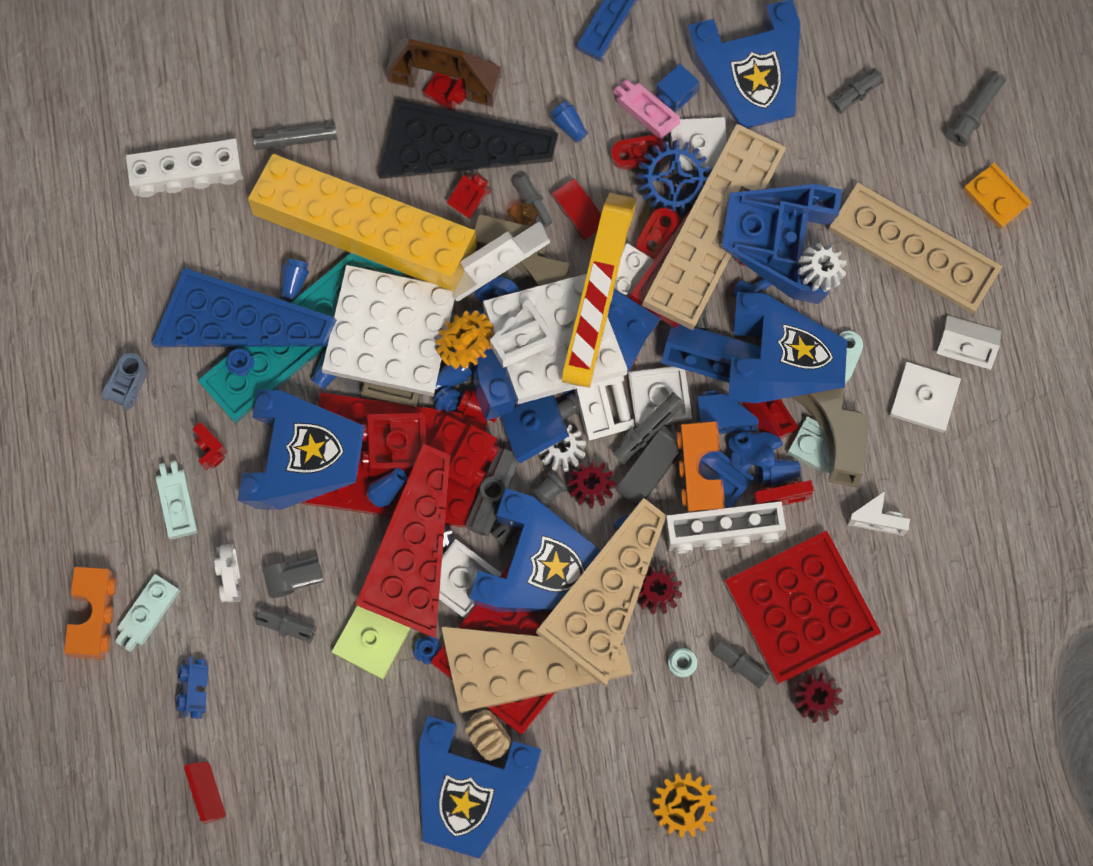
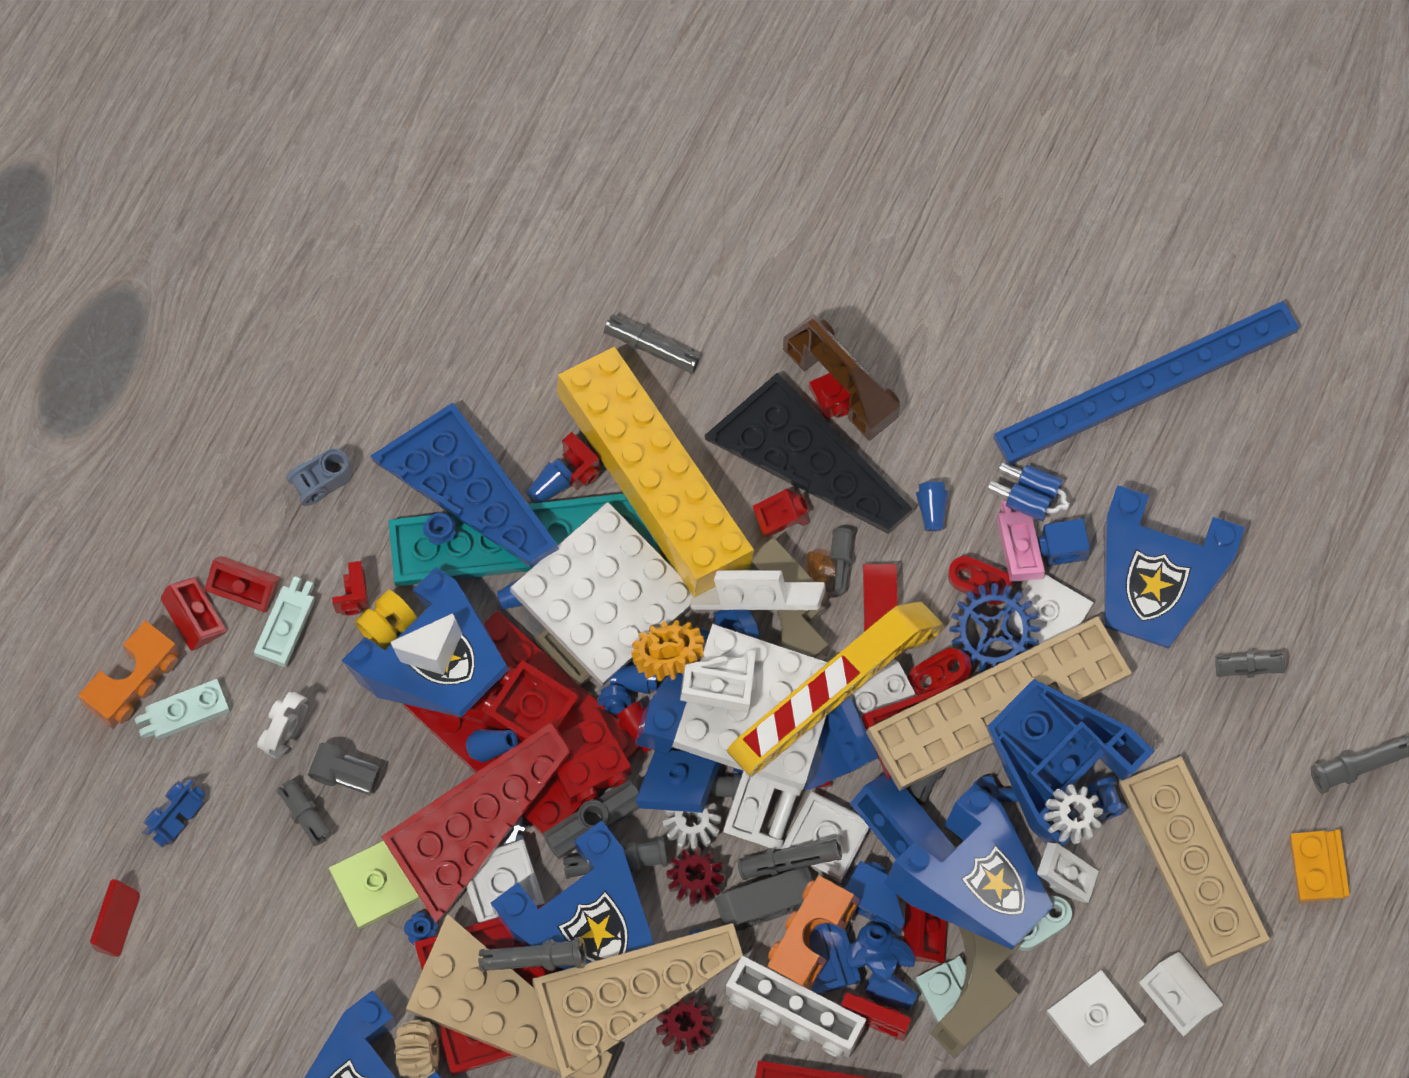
camera: 35 degrees right, 5 degrees down
(102, 539) = (192, 613): none -> red slope
(123, 495) = (241, 583): none -> red slope
(184, 168) = (523, 306): white brick -> none
(247, 451) = (375, 626): none -> yellow wheel
(297, 448) = (430, 645): none -> white slope
(302, 246) = (578, 454): none -> red bracket
(536, 606) = (549, 954): none -> dark grey pin
(632, 69) = (1033, 492): none -> blue piece
(826, 238) = (1107, 798): none -> blue bush
(838, 312) = (1066, 873): none -> white slope

